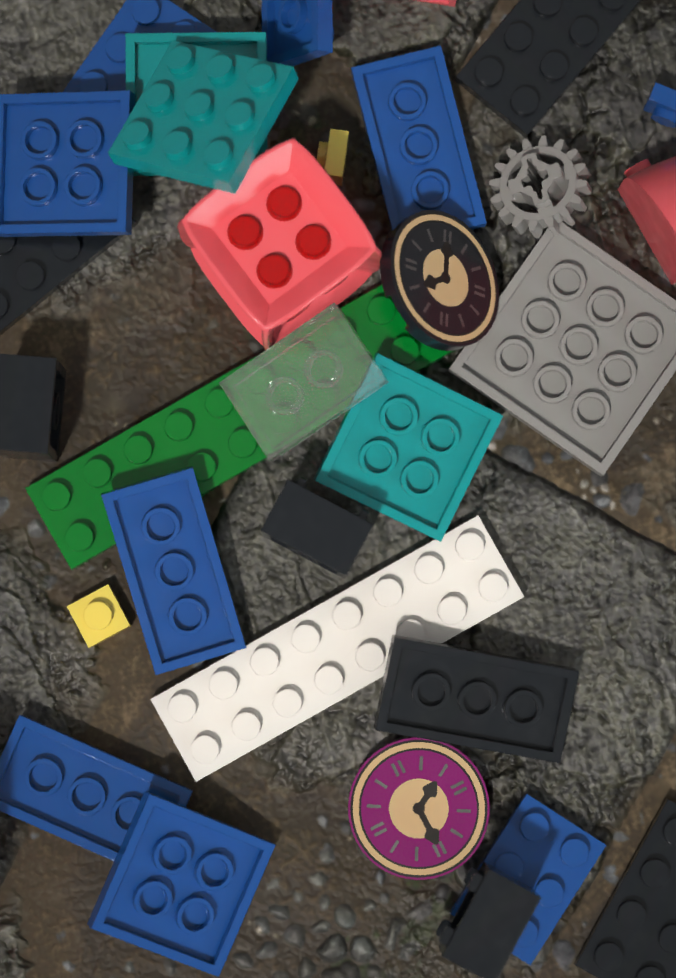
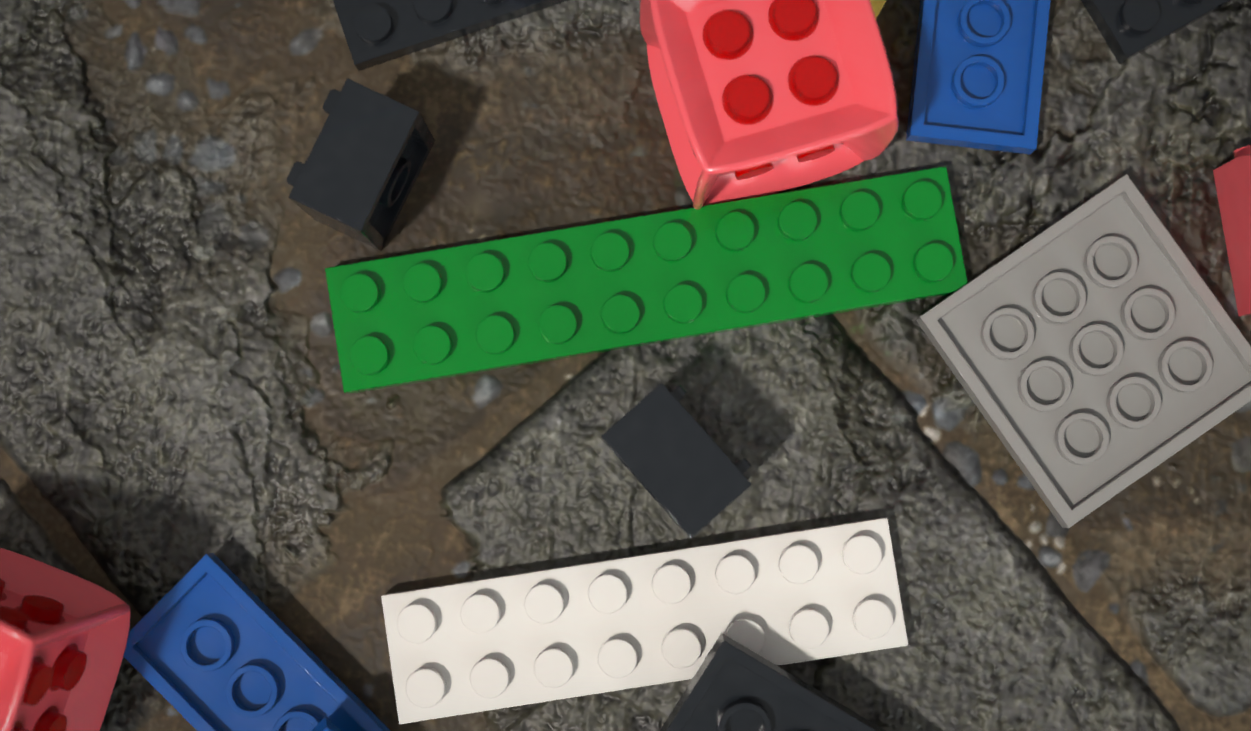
camera: 25 degrees right, 0 degrees up
(99, 616) = (357, 464): light yellow plate -> none
(173, 570) = (471, 443): blue plate -> none
(303, 382) = (728, 264): clear tile -> none
(409, 449) = (831, 397): teal plate -> none
(440, 280) = (954, 197): tile -> none
(560, 186) = (1155, 124): light grey gear -> none

